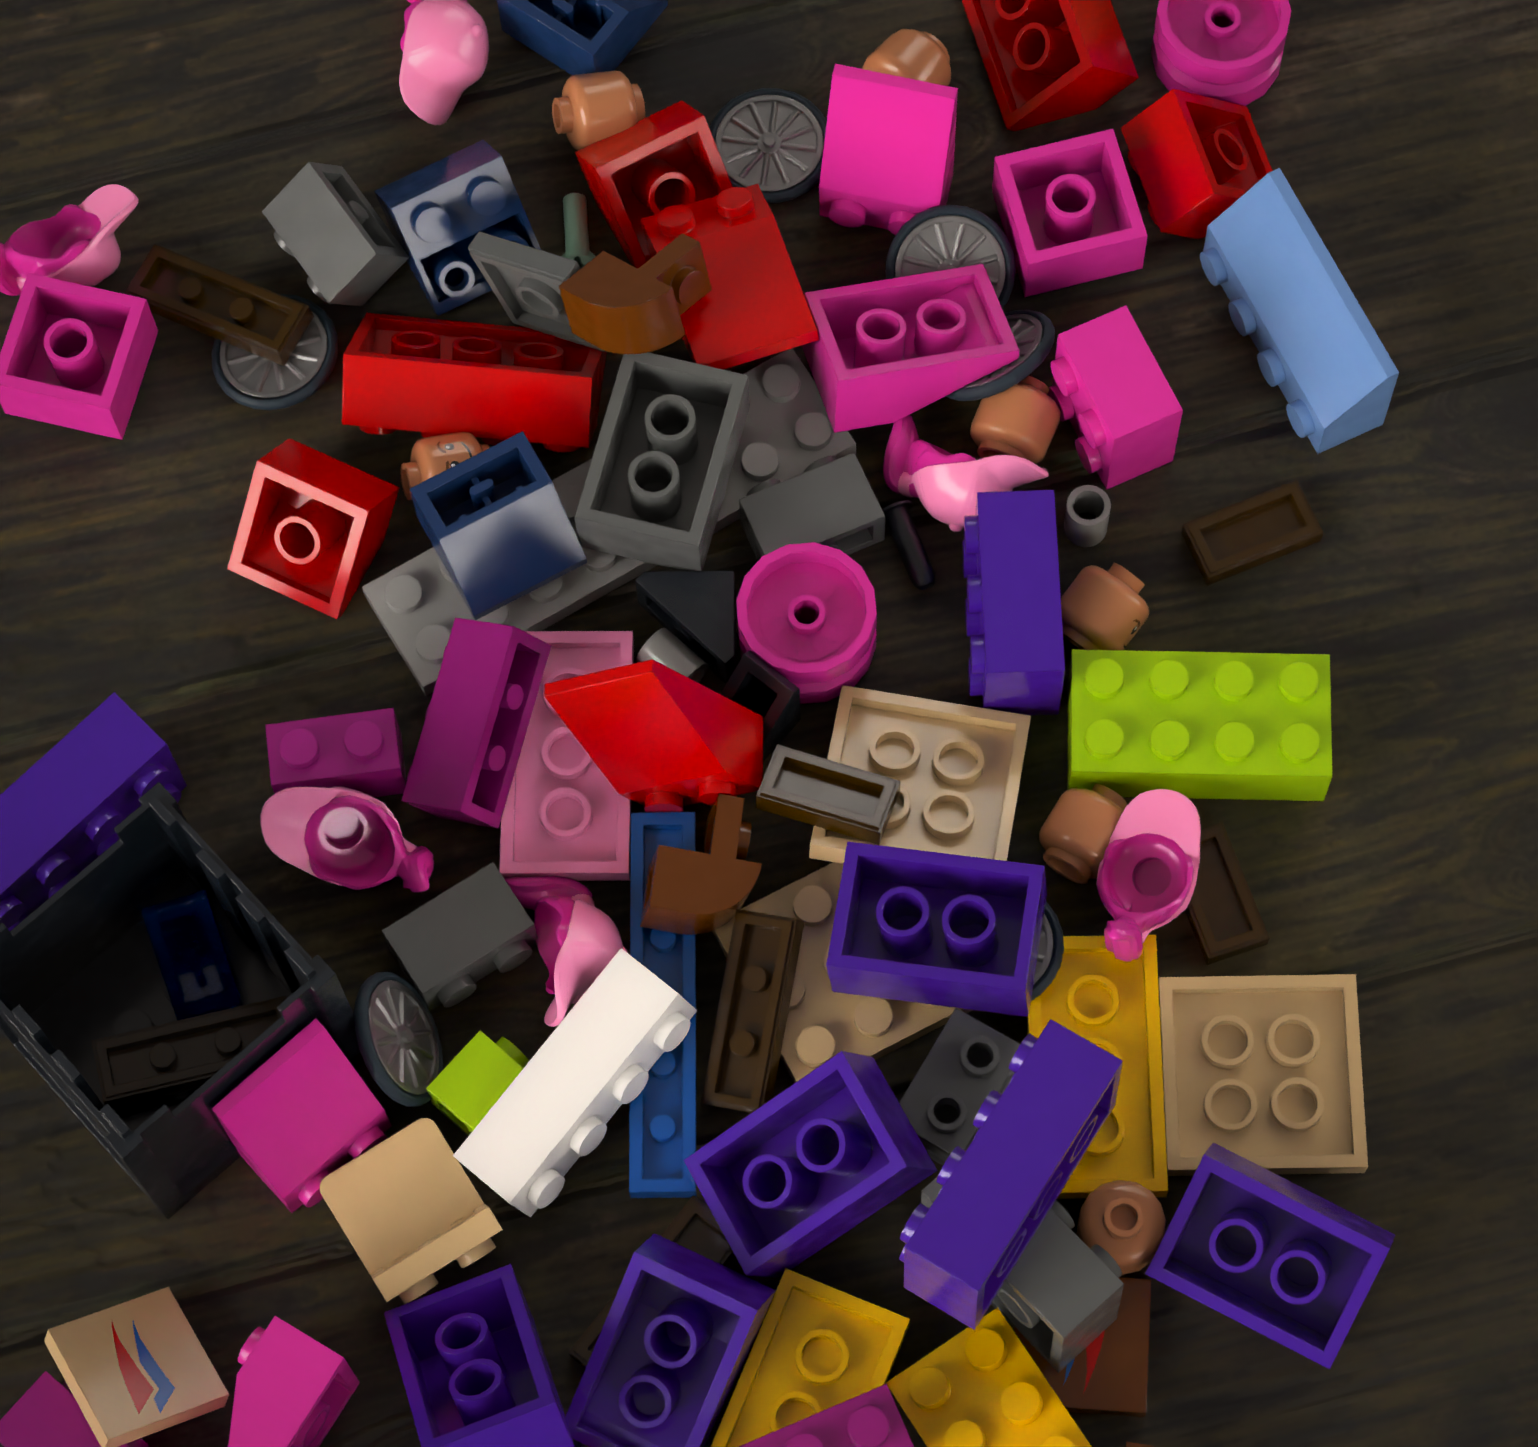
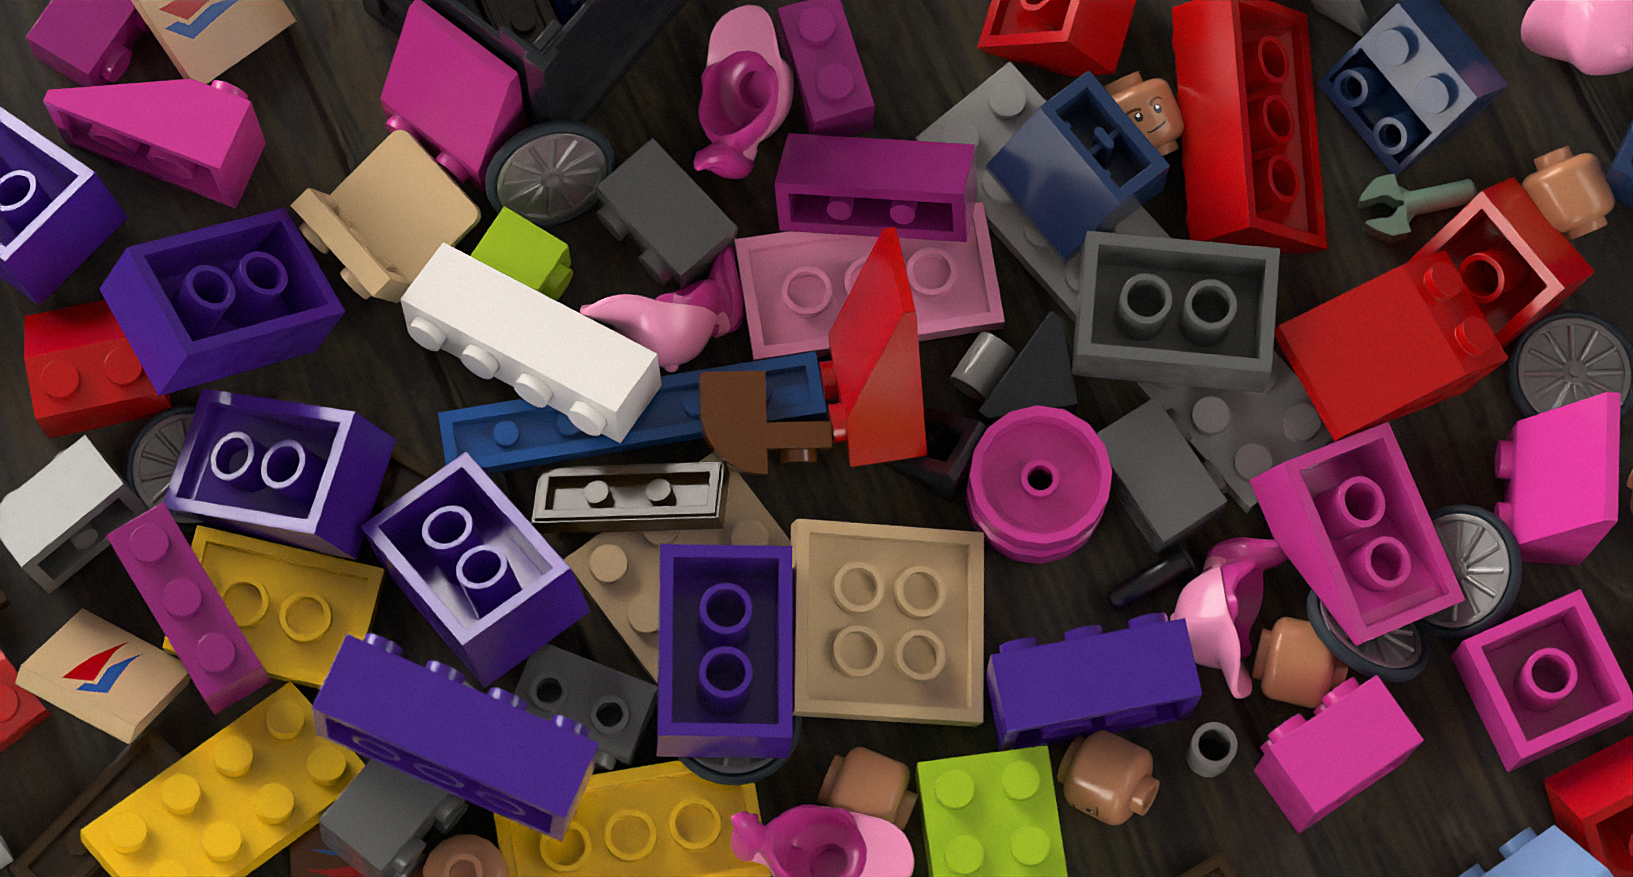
camera: 75 degrees right, 5 degrees up
(527, 284) = (1338, 166): dark grey tile -> none
(633, 307) = (1318, 250): reddish brown brick -> none
(827, 794) = (852, 528): dark brown tile -> none

